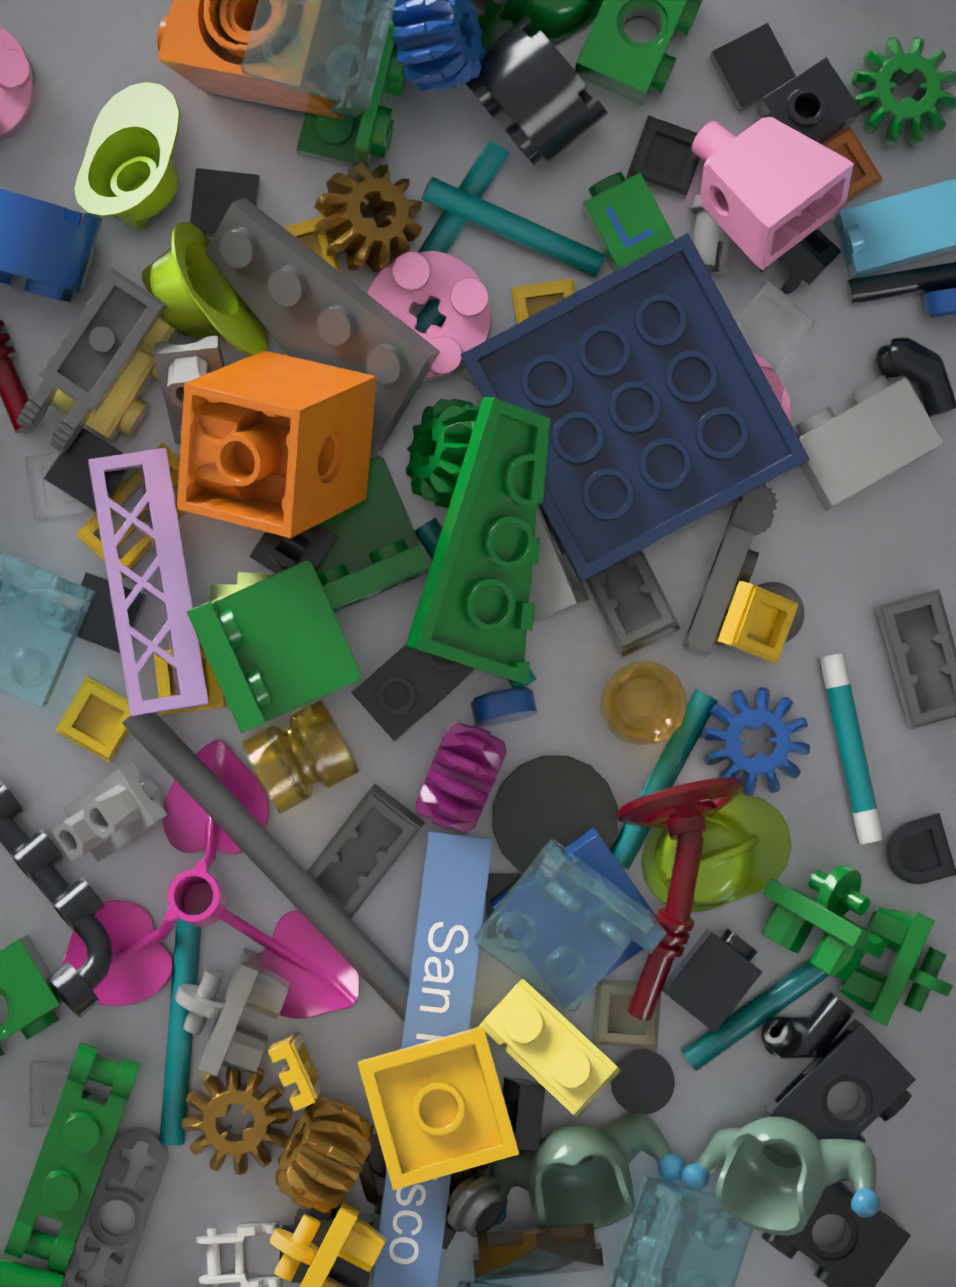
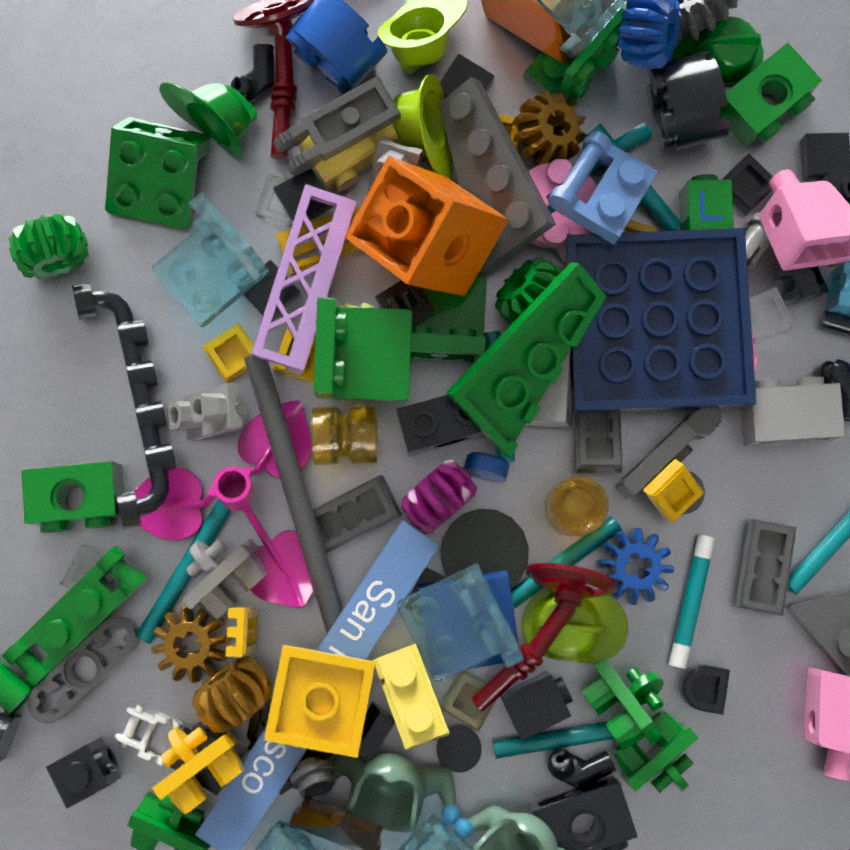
camera: 25 degrees right, 5 degrees down
(498, 272) = (615, 195): none -> medium blue plate

